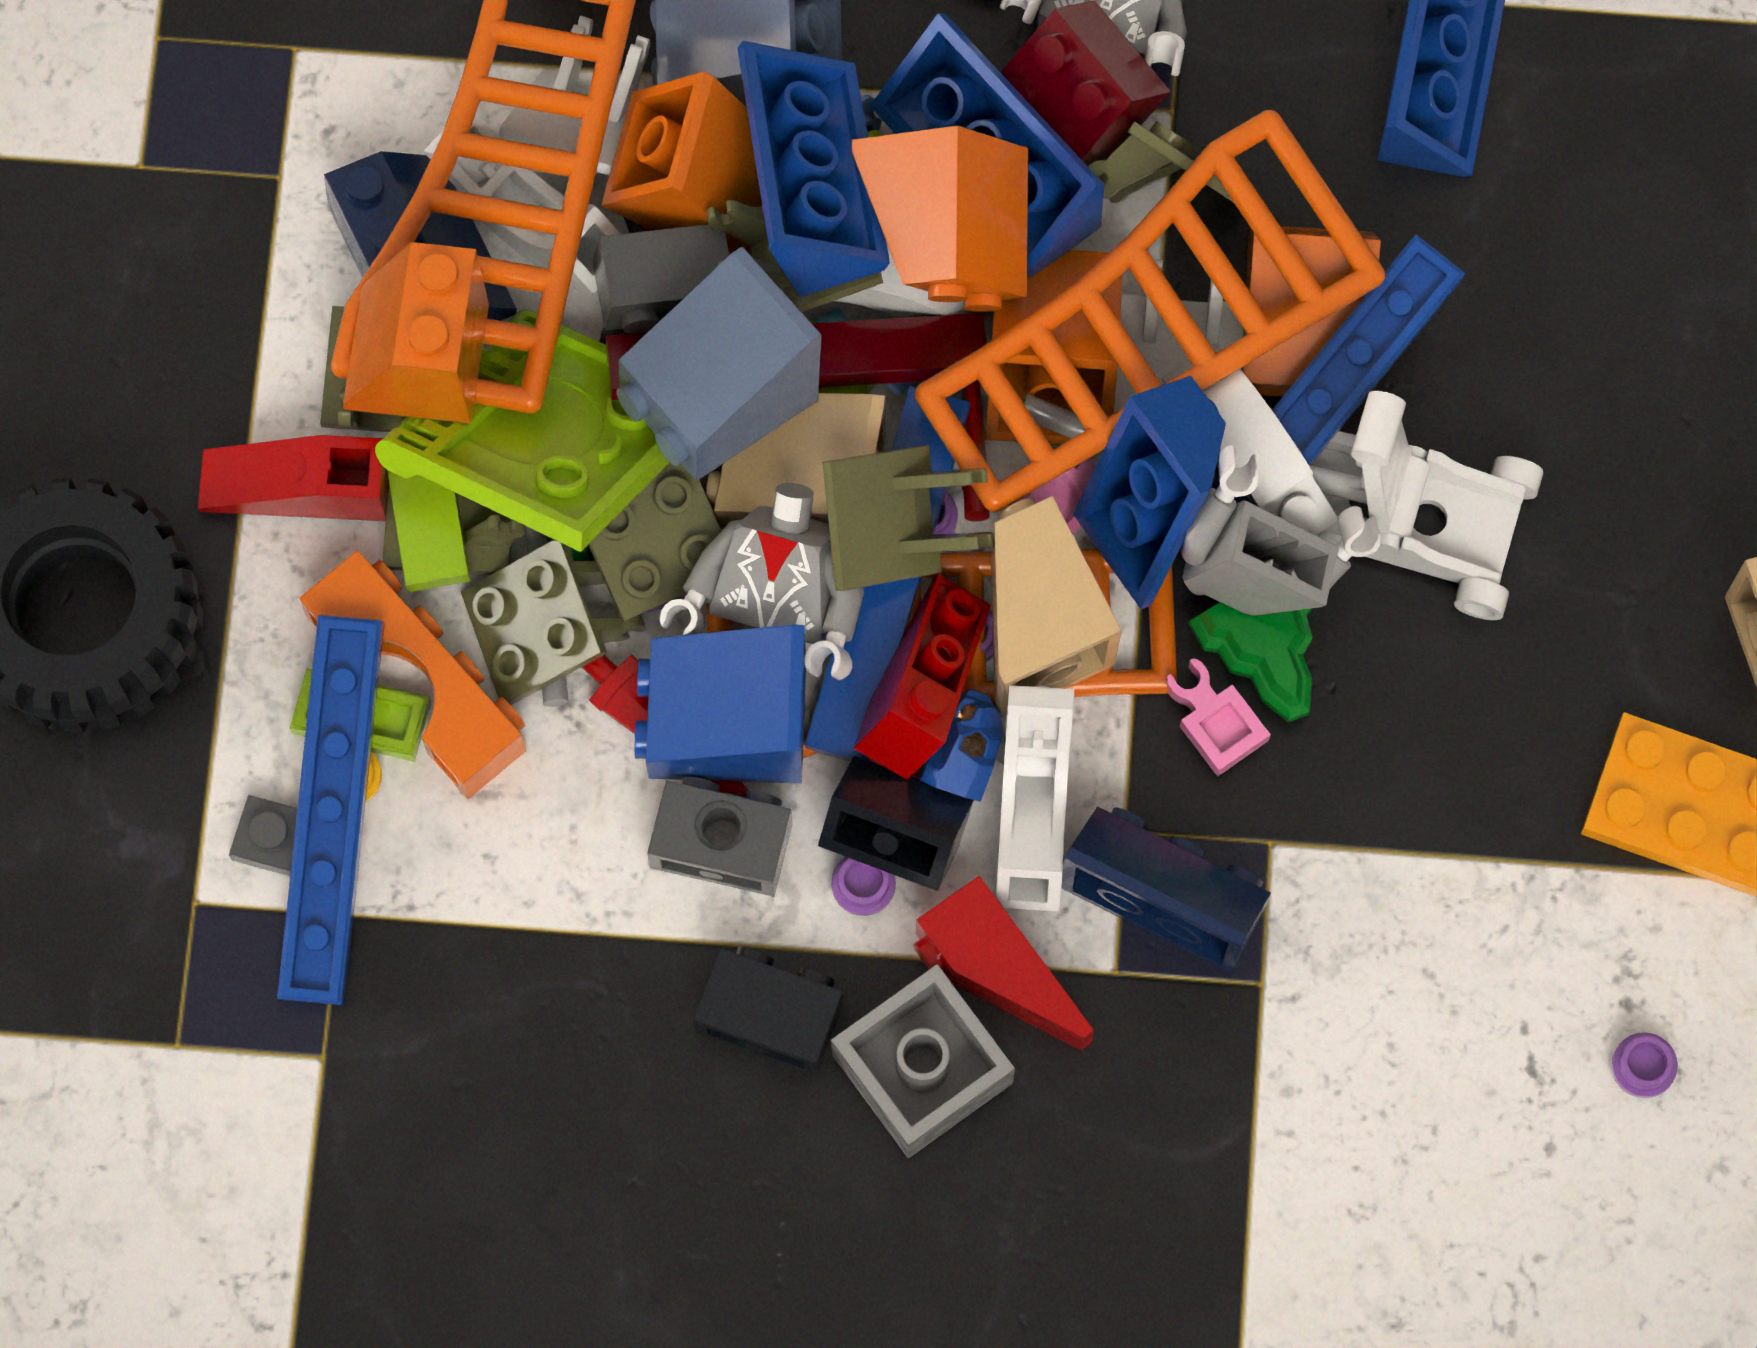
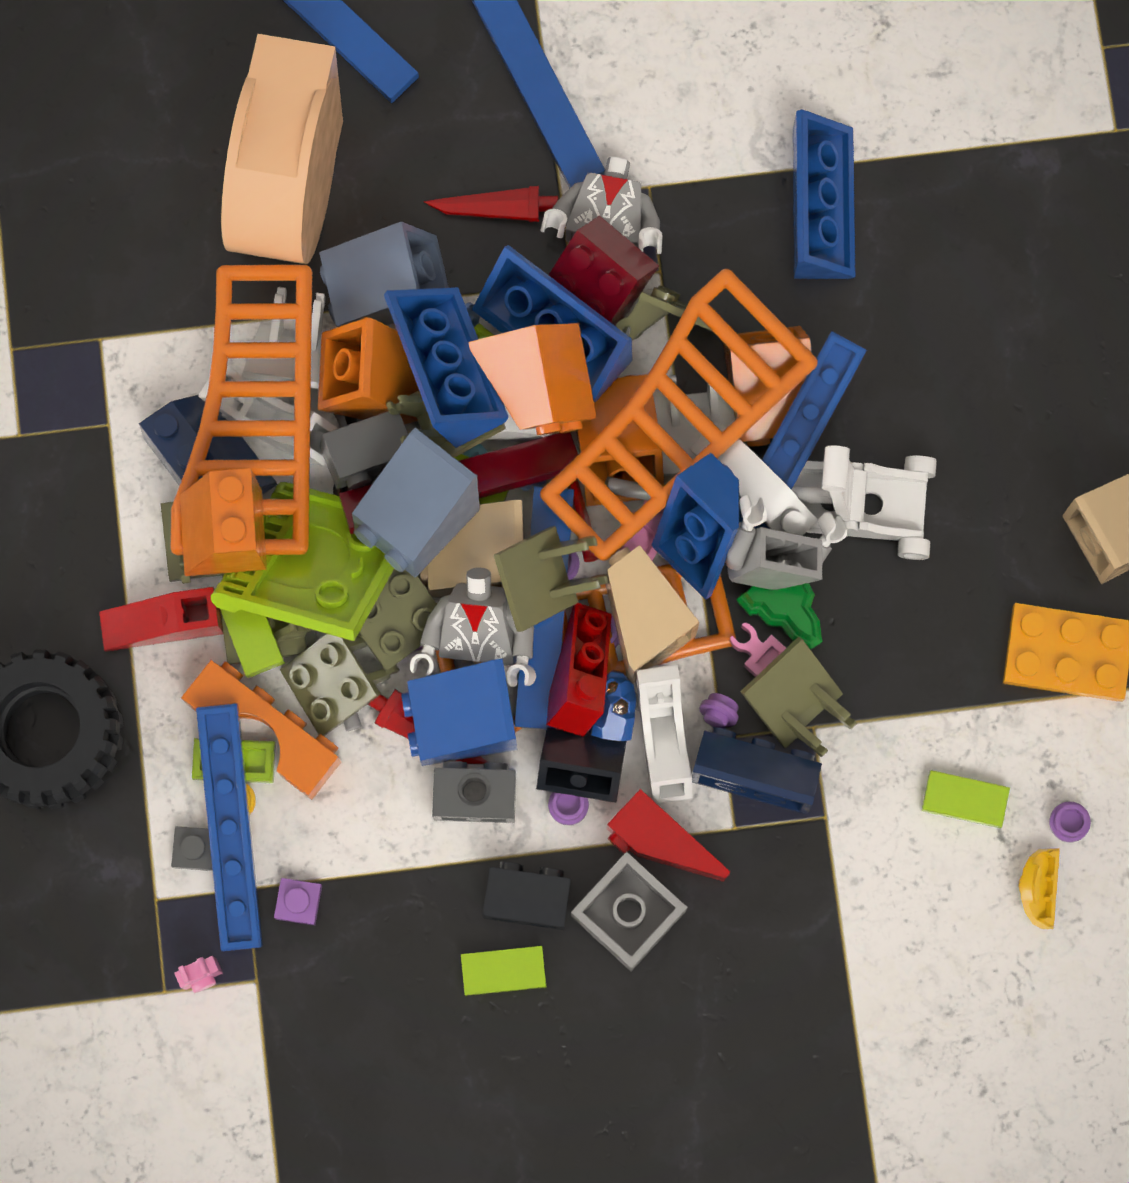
camera: 10 degrees left, 5 degrees up
(235, 1024) = (199, 974): none -> bright pink plate
(413, 948) = (298, 901): none -> medium lavender plate
(709, 1117) = (503, 970): none -> lime tile
(1128, 785) = (719, 711): none -> medium lavender plate
(1248, 781) = (793, 694): none -> olive plate
(1487, 998) = (965, 799): none -> lime tile
(1577, 1155) = (1039, 887): none -> yellow plate

